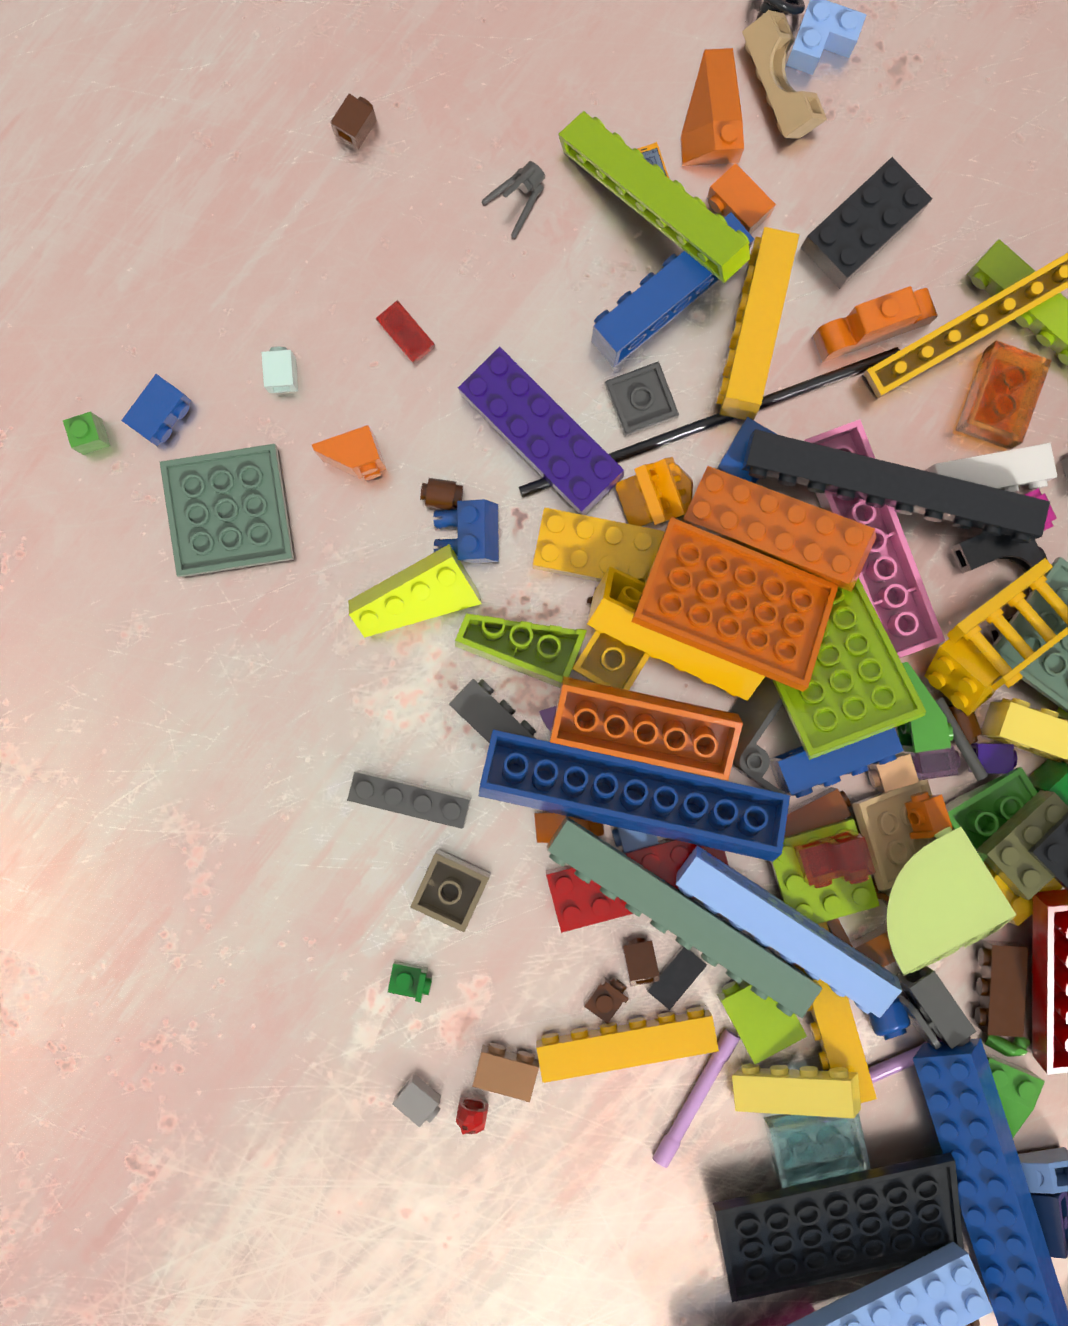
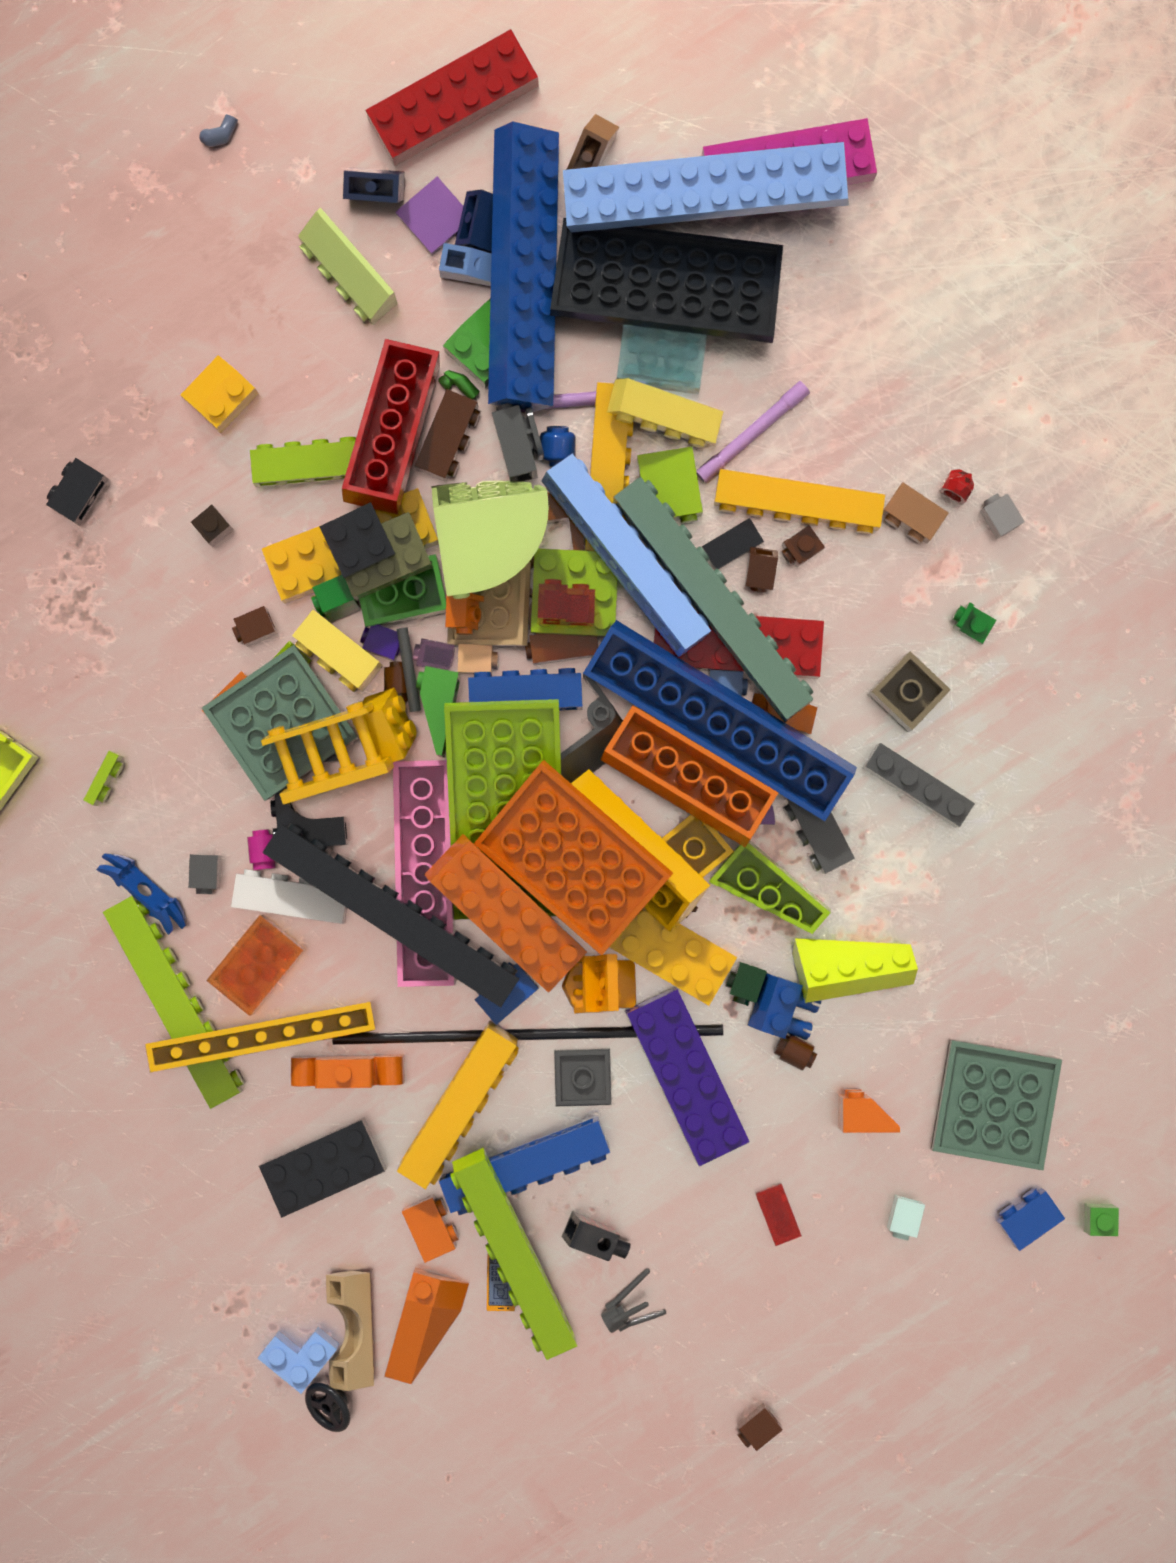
camera: 165 degrees left, 0 degrees up
(514, 544) = (745, 983): none -> dark green brick
(578, 244) = (584, 1233): none -> black torso

